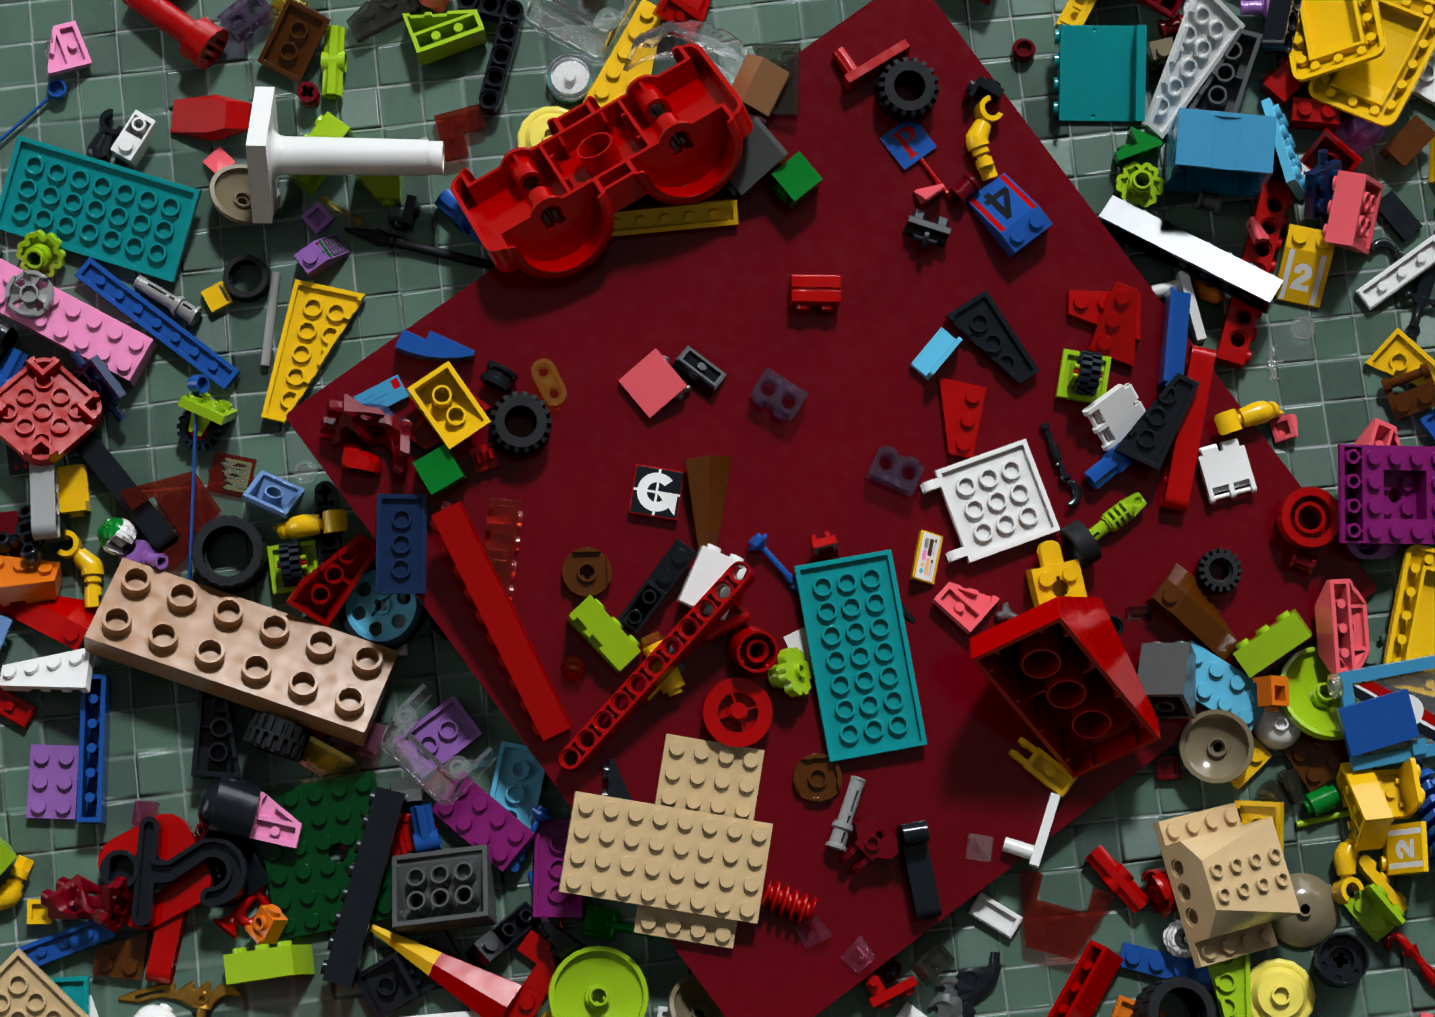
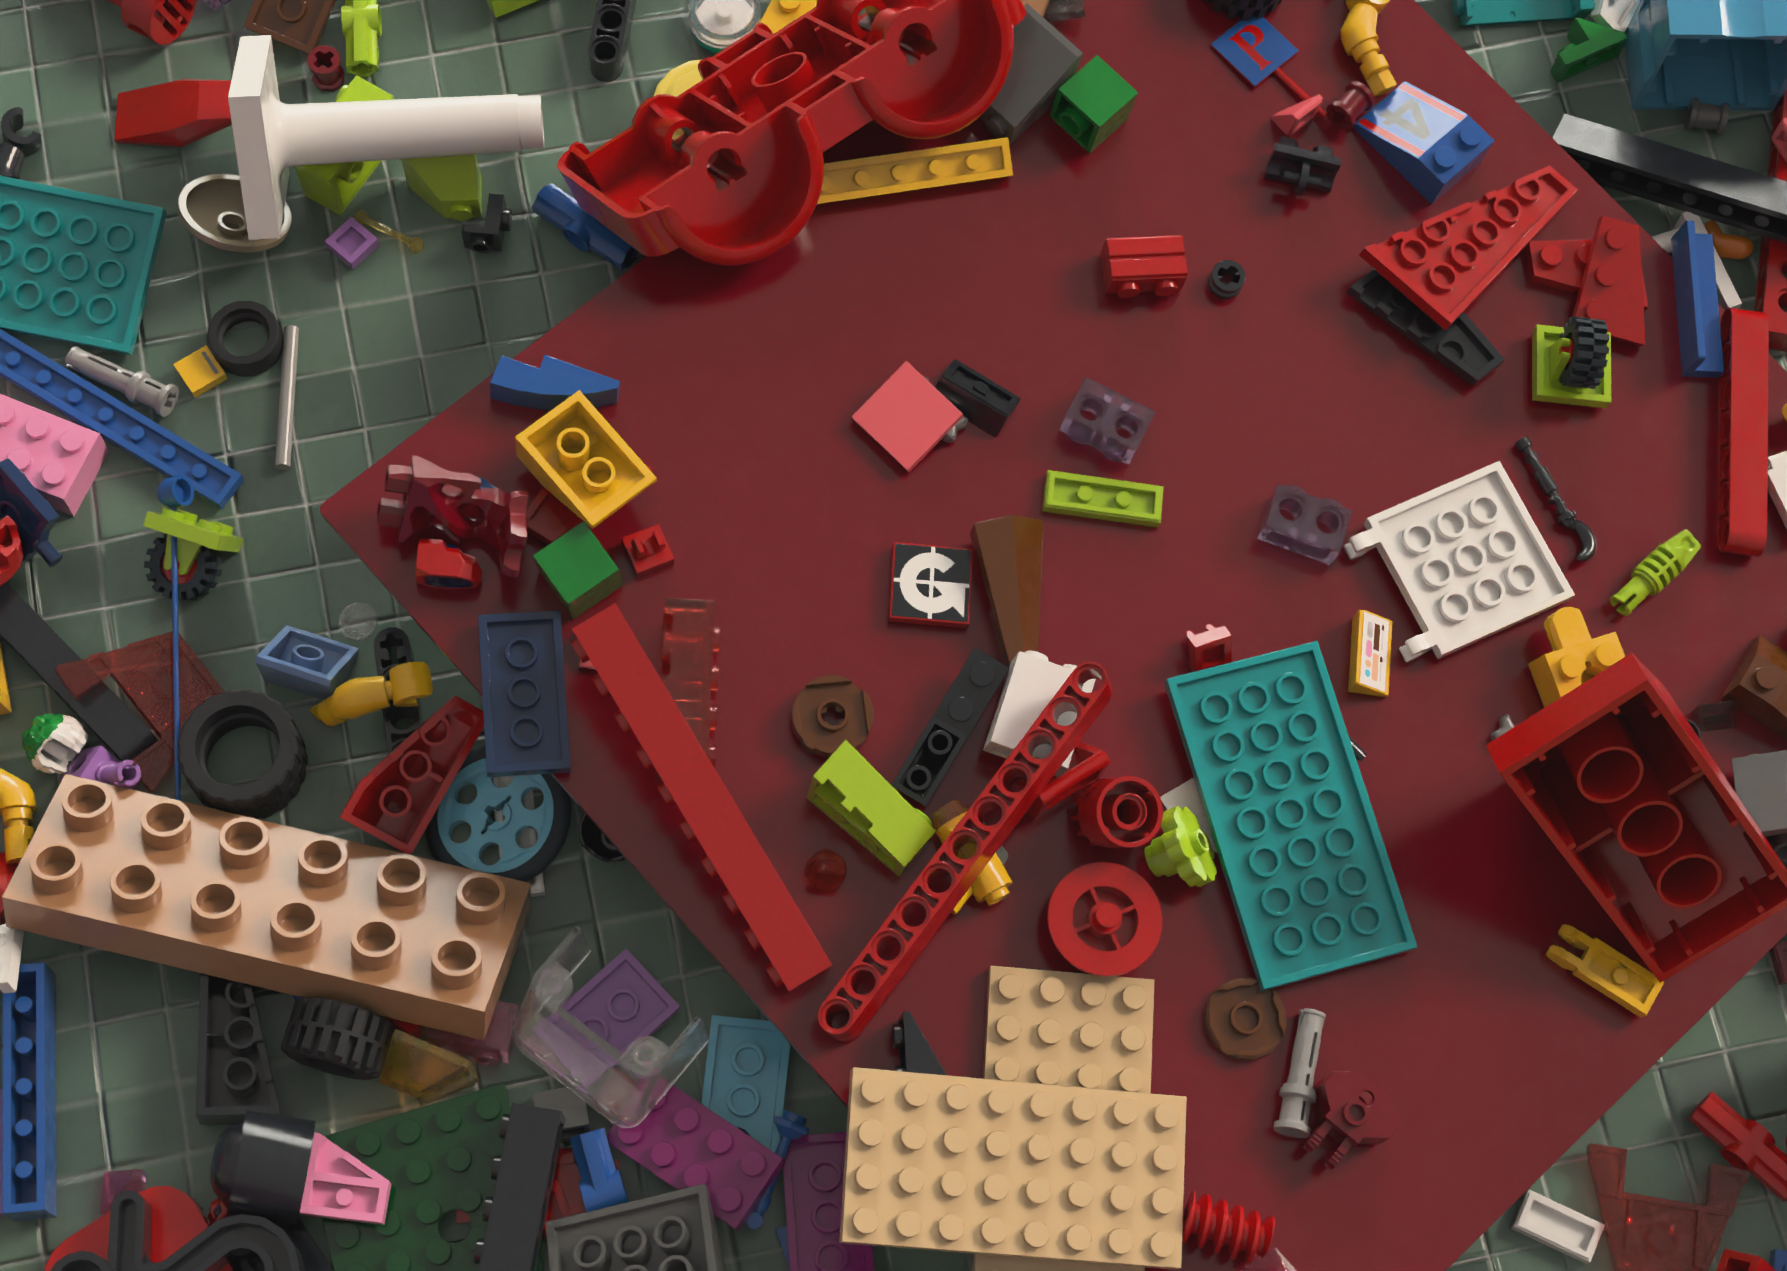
camera: 10 degrees left, 10 degrees down
(134, 139) = (57, 148): white slope -> none
(218, 160) = (188, 171): coral slope -> none
(231, 474) = (236, 635): piece -> none
(291, 563) = (340, 761): plate -> none
(310, 331) = (349, 413): yellow wing -> none
(321, 255) = (359, 296): medium lavender slope -> none
(381, 238) = (453, 265): black piece -> none
(385, 393) = (484, 458): dark azure tile -> none
(454, 125) = (560, 94): clear red plate -> none
(498, 377) = (661, 423): black wheel -> none
(530, 405) = (710, 461): black tyre -> none
(550, 382) = (742, 428): clear yellow plate -> none
(758, 543) = (1104, 650): blue piece -> none
(770, 444) = (1102, 498): none -> lime tile
(866, 295) = (1220, 270): none -> black bush
(918, 869) = (1433, 1153): black beam -> none
(935, 353) = (1340, 346): medium azure panel -> none
(962, 413) = (1394, 435): red wing -> none
(964, 605) = (1441, 723): coral wing -> none
(979, 847) = (1522, 1110): clear slope -> none
(1020, 297) = (1464, 249): none -> red wing
(1029, 851) = (1619, 1107): white piece -> none
(1080, 543) = (1612, 607): black tyre -> none
(1106, 468) = (1644, 483): blue piece -> none
(1115, 414) = (1632, 416): white plate -> none
(1146, 175) = (1600, 98): lime plant -> none
(1157, 427) = (1702, 426): black wing -> none

